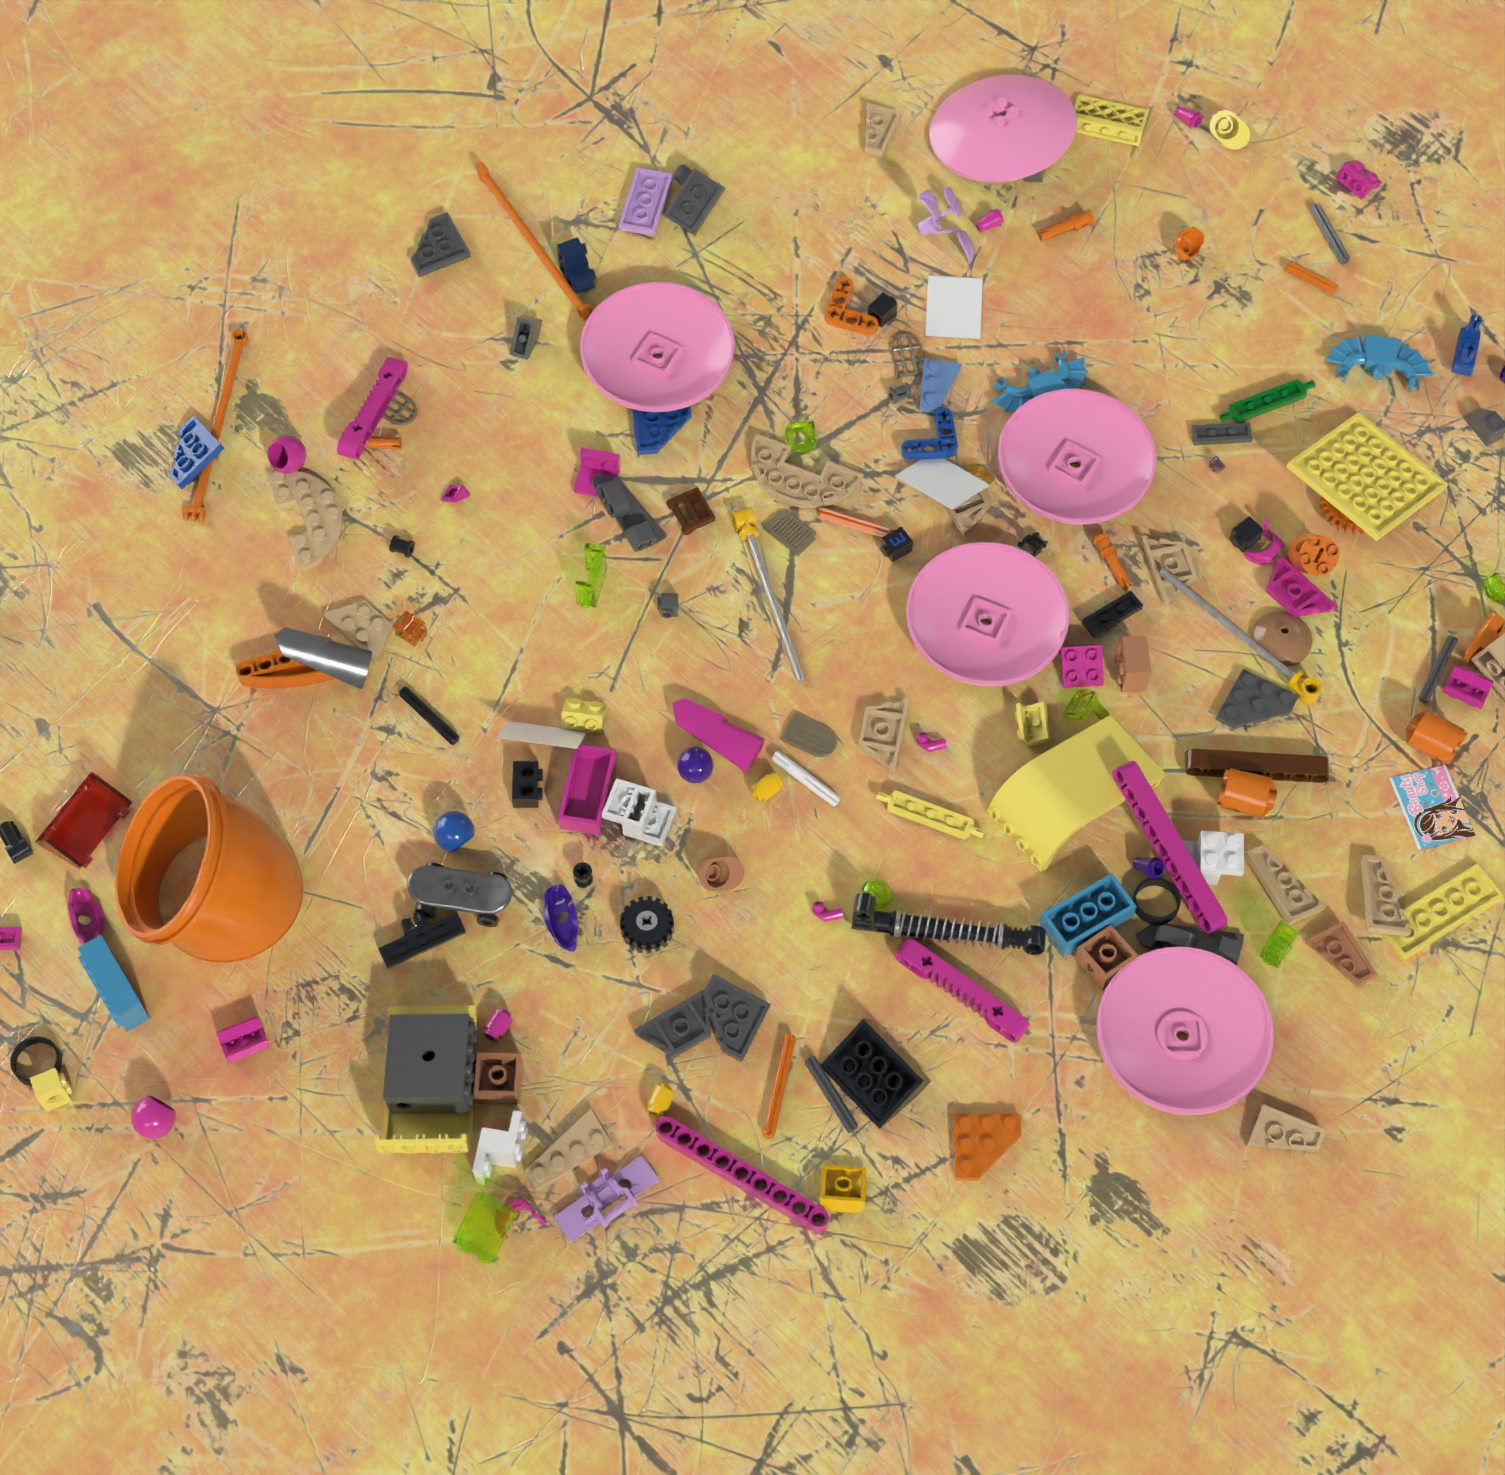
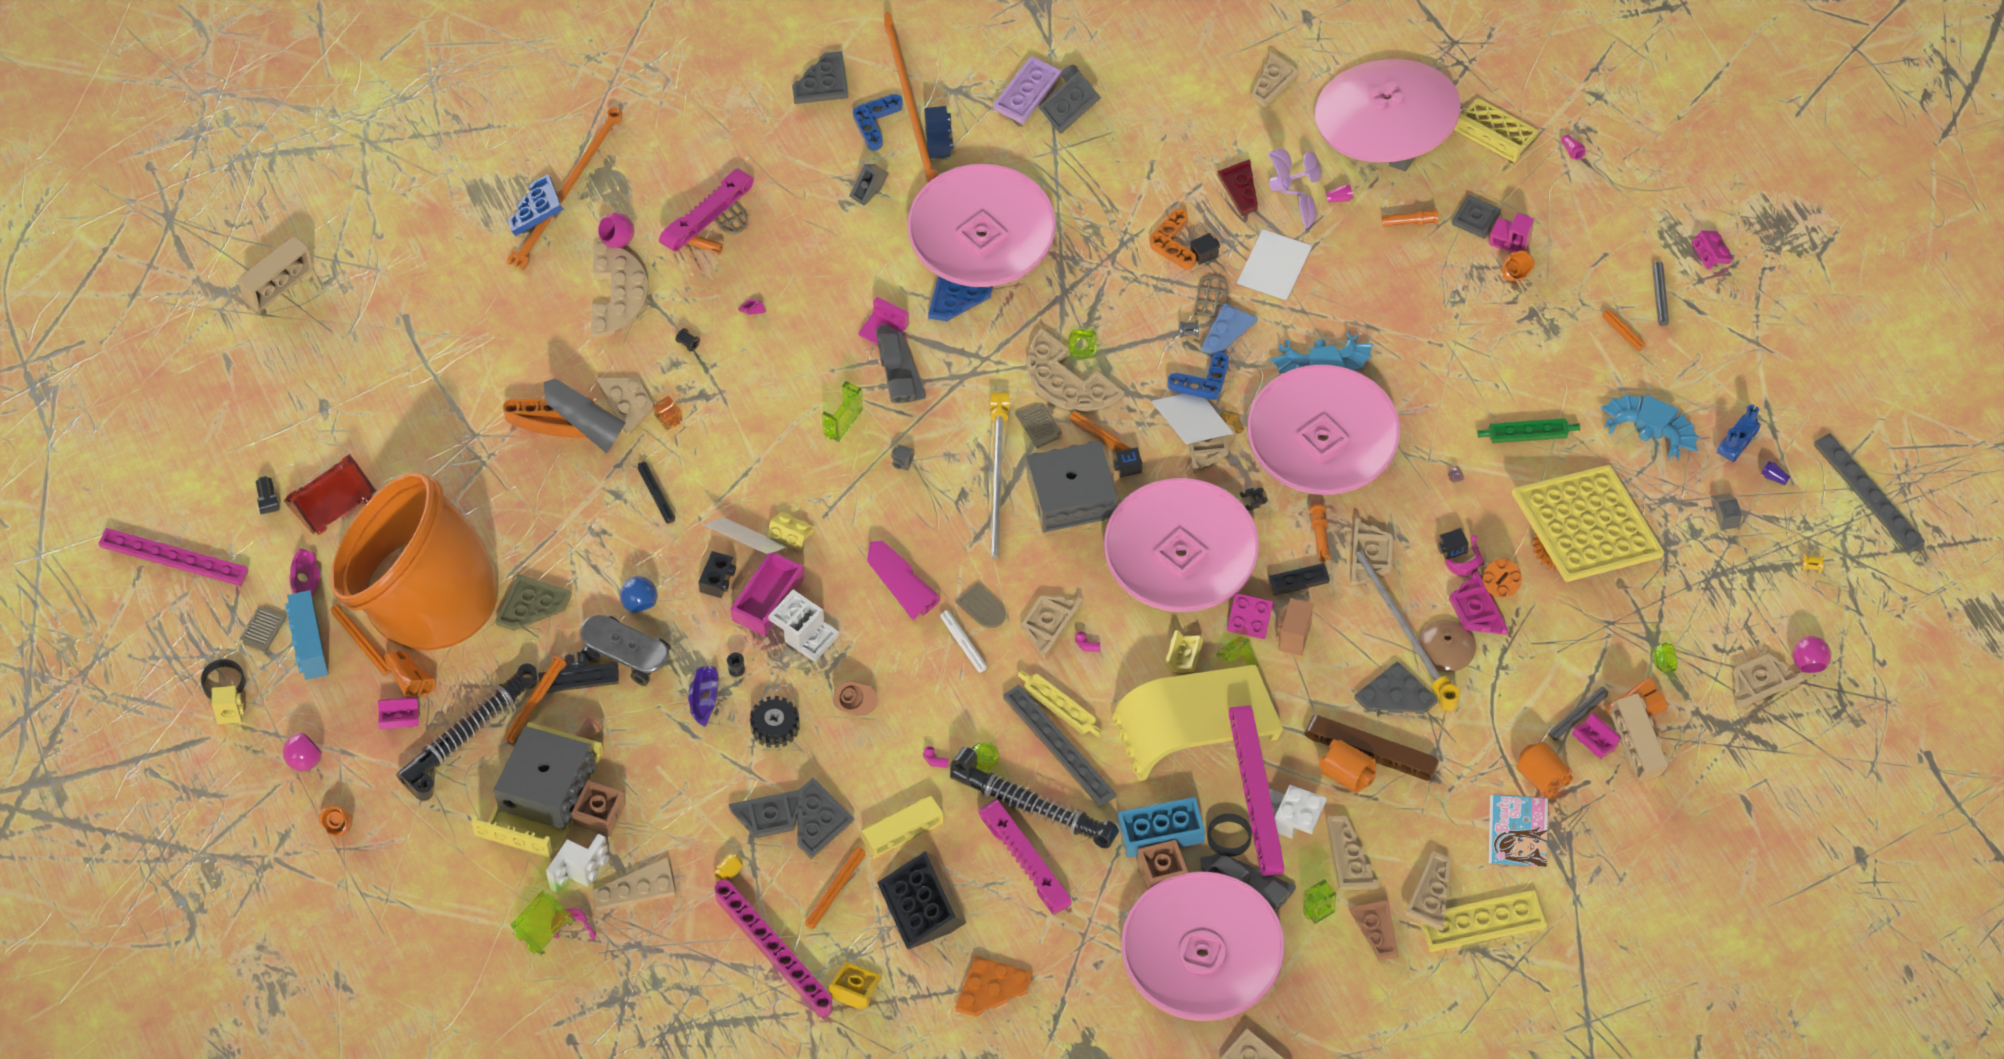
camera: 20 degrees right, 5 degrees down
(60, 989) = (263, 628): none -> dark tan window
(172, 969) = (360, 639): none -> orange axle
(217, 1182) = (336, 820): none -> orange hair
(240, 995) = (409, 677): none -> orange piece
(317, 1041) = (436, 753): none -> black piece
(341, 873) = (531, 602): none -> olive plate
(385, 978) = (535, 699): none -> orange axle
(455, 992) = (590, 728): none -> nougat cone
(497, 1024) = (615, 765): dark pink brick -> none
(500, 270) = (871, 115): none -> blue beam
(602, 1194) = (650, 929): lavender piece -> none
(695, 765) = (869, 600): dark purple piece -> none
(696, 507) = (962, 380): reddish brown plate -> none
(766, 787) = (925, 638): yellow brick -> none
(823, 996) = (902, 826): none -> light yellow brick
(831, 1094) = (877, 908): dark grey axle -> none
(853, 585) = (1071, 486): none -> dark grey gear
(889, 238) = (1240, 186): none -> dark red wing
(948, 860) = (1059, 746): none -> dark grey plate
(1126, 207) = (1476, 216): none -> dark grey tile
(1151, 867) = (1235, 803): dark purple cone -> none
(1171, 216) = (1512, 235): none -> dark pink brick
(1221, 433) = (1473, 448): dark grey tile -> none
(1229, 129) = (1605, 170): light yellow piece -> none

